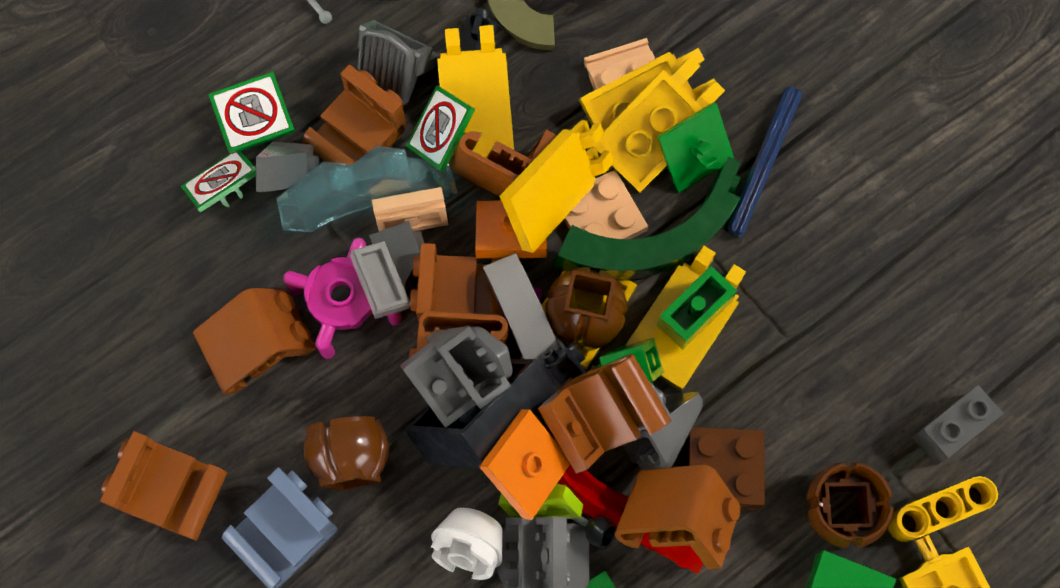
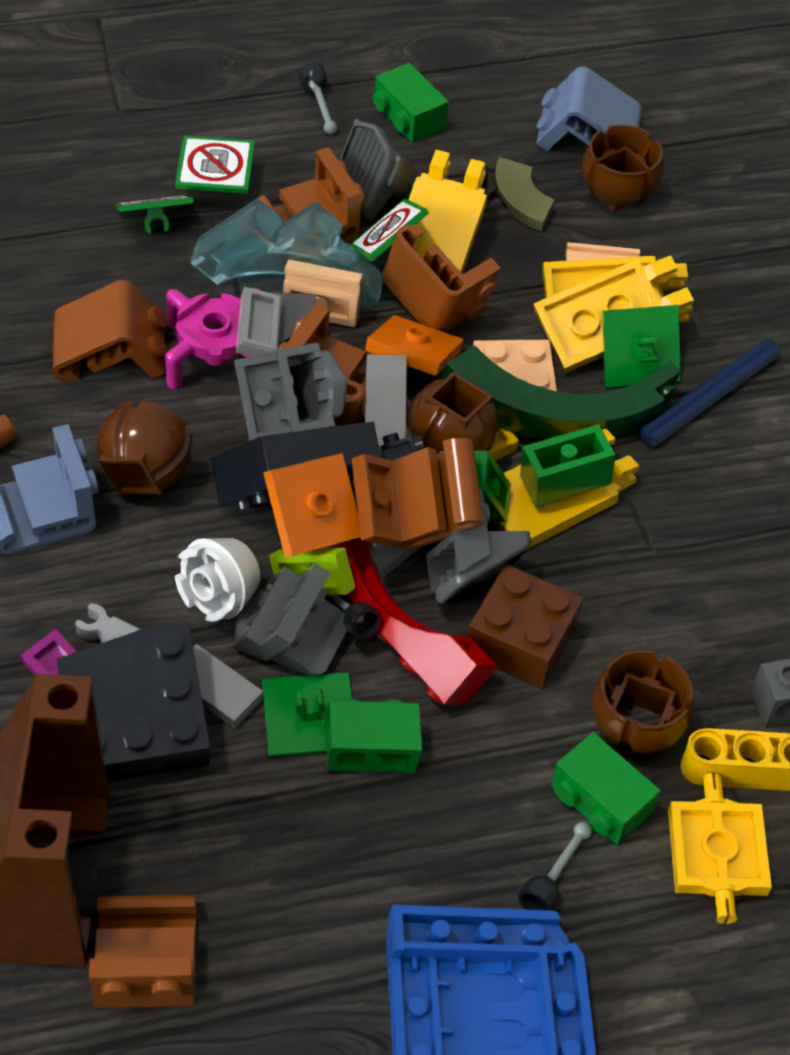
camera: 20 degrees right, 20 degrees down
(283, 165) = (211, 203): dark grey slope -> none
(554, 183) = (474, 307): yellow tile -> none
(681, 509) = (470, 613): dark orange piece -> none

